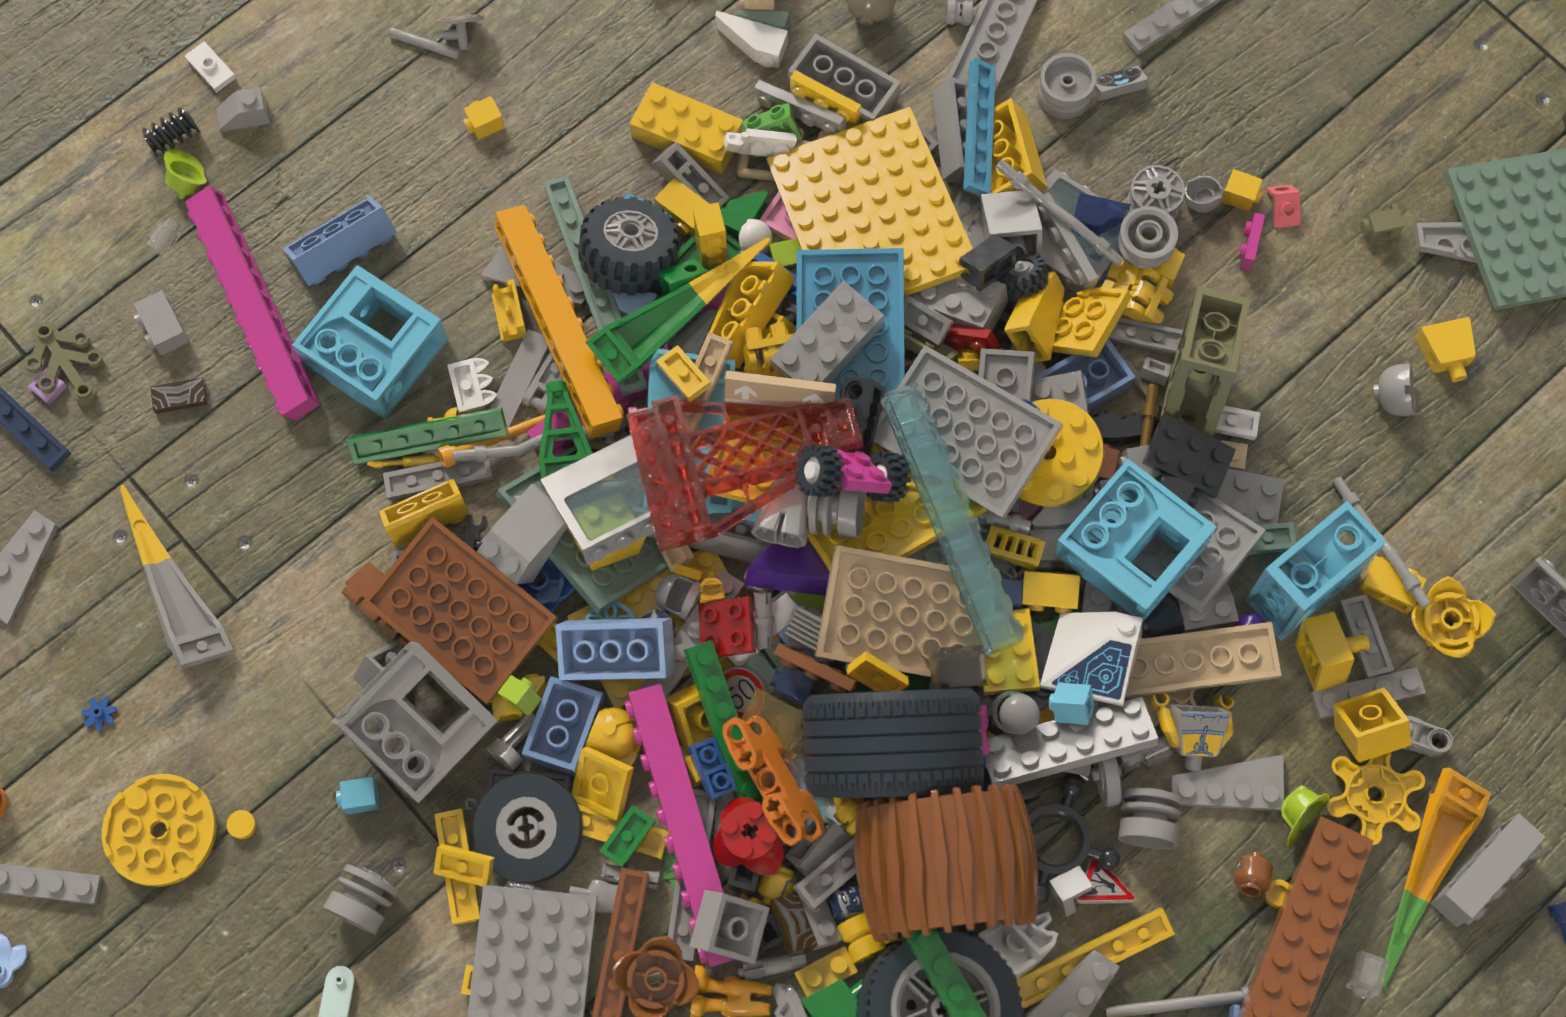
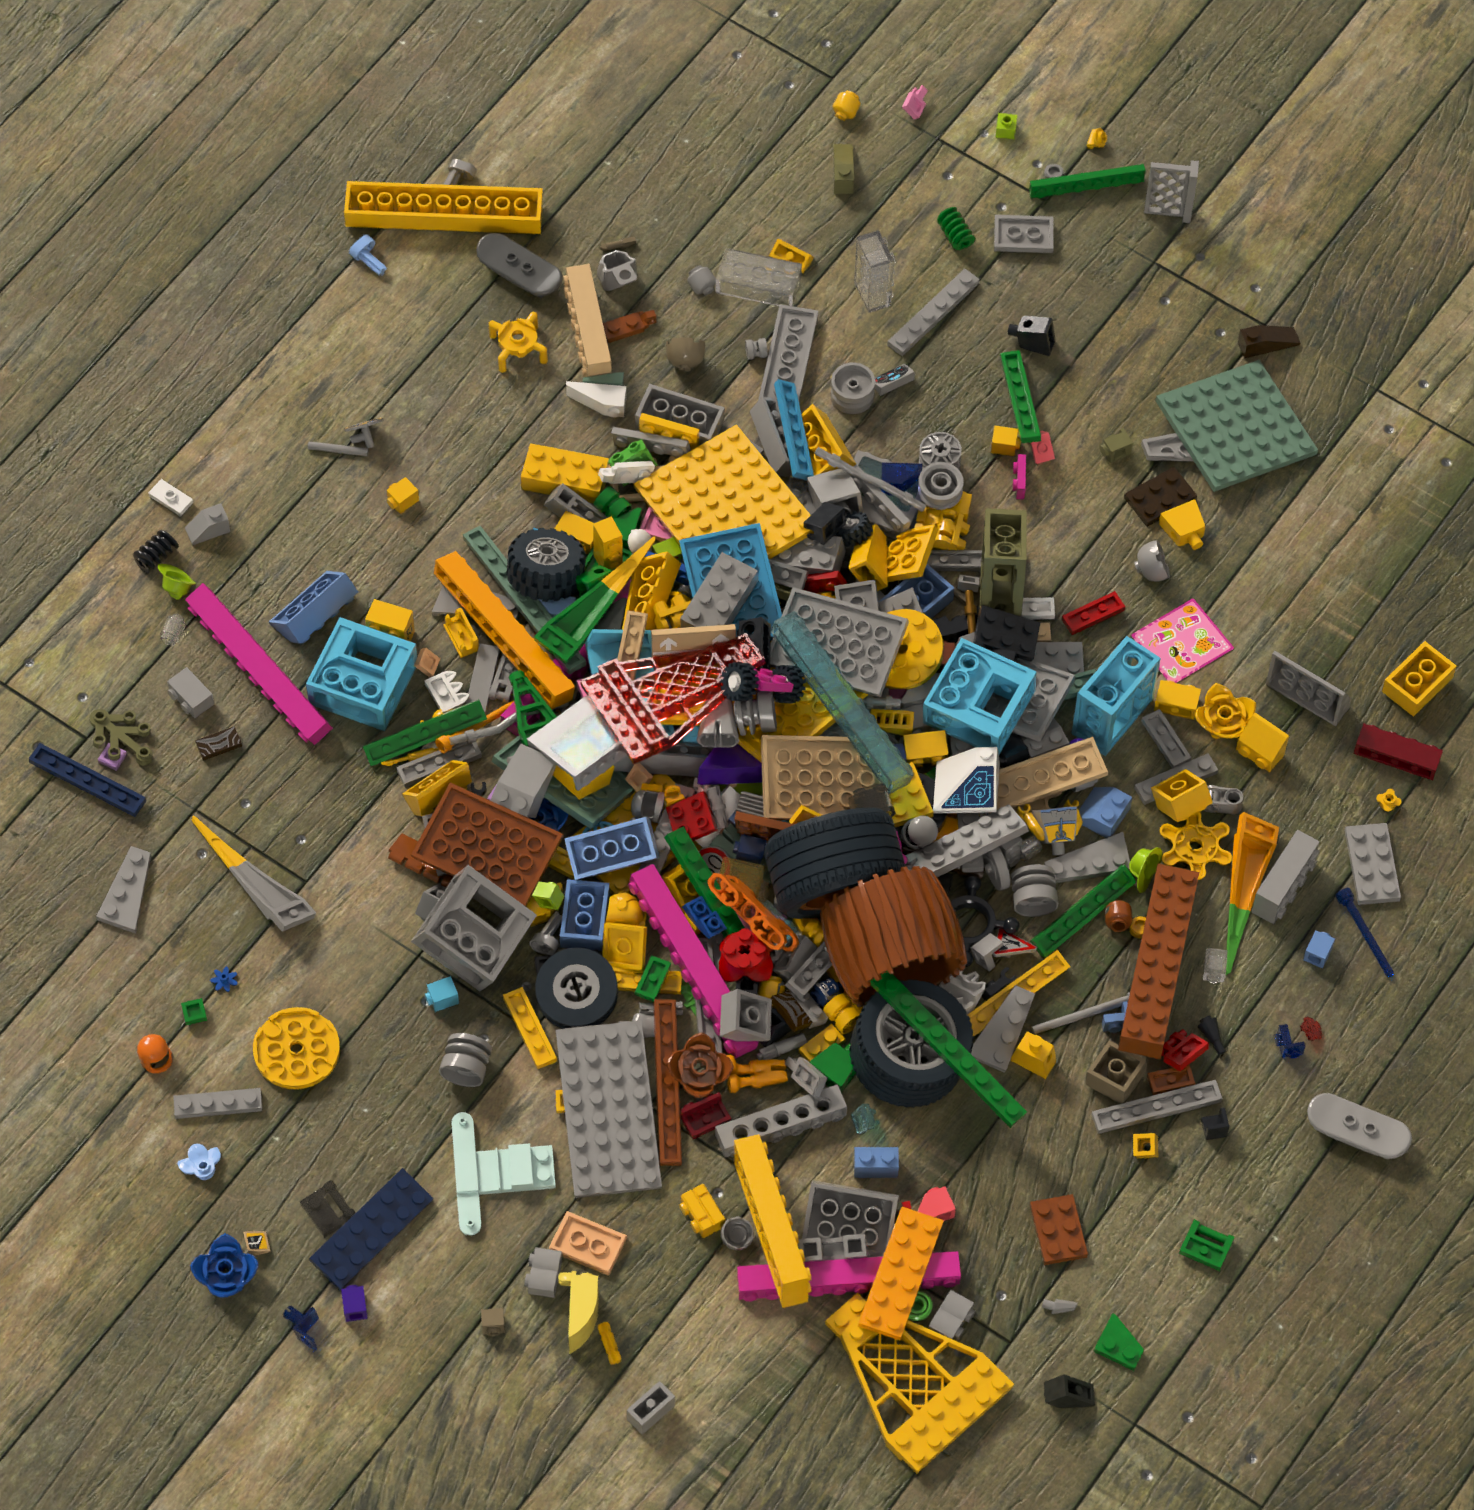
camera: 15 degrees left, 10 degrees down
(47, 751) = (194, 1011): none -> green plate
(241, 824) = (357, 1033): yellow tile -> none
(422, 283) = (391, 619): none -> yellow brick
(457, 340) = (427, 662): none -> light nougat plate
(463, 865) = (536, 1021): yellow plate -> none
(683, 373) = (616, 642): yellow plate -> none
(733, 178) = (609, 502): none -> green wheel
(1069, 942) = (993, 987): none -> black plate
(1072, 703) = (959, 816): medium azure brick -> none
(1203, 194) = (976, 448): light grey hair -> none
(1208, 857) = (1083, 911): none -> green plate
(1264, 719) = (1105, 810): none -> medium blue slope
(1273, 138) = (1020, 397): none -> green plate
(1306, 443) = (1093, 613): none -> red plate
(1308, 58) = (1034, 334): none -> black torso
(1326, 651) = (1138, 752): yellow brick -> none
(1410, 582) = (1188, 691): light grey bar -> none
(1415, 502) = (1183, 641): none -> sticker
(1424, 301) = (1159, 495): none -> dark brown plate
(1492, 671) = (1262, 743): none -> yellow slope
(1512, 980) = (1319, 949): none -> medium blue brick

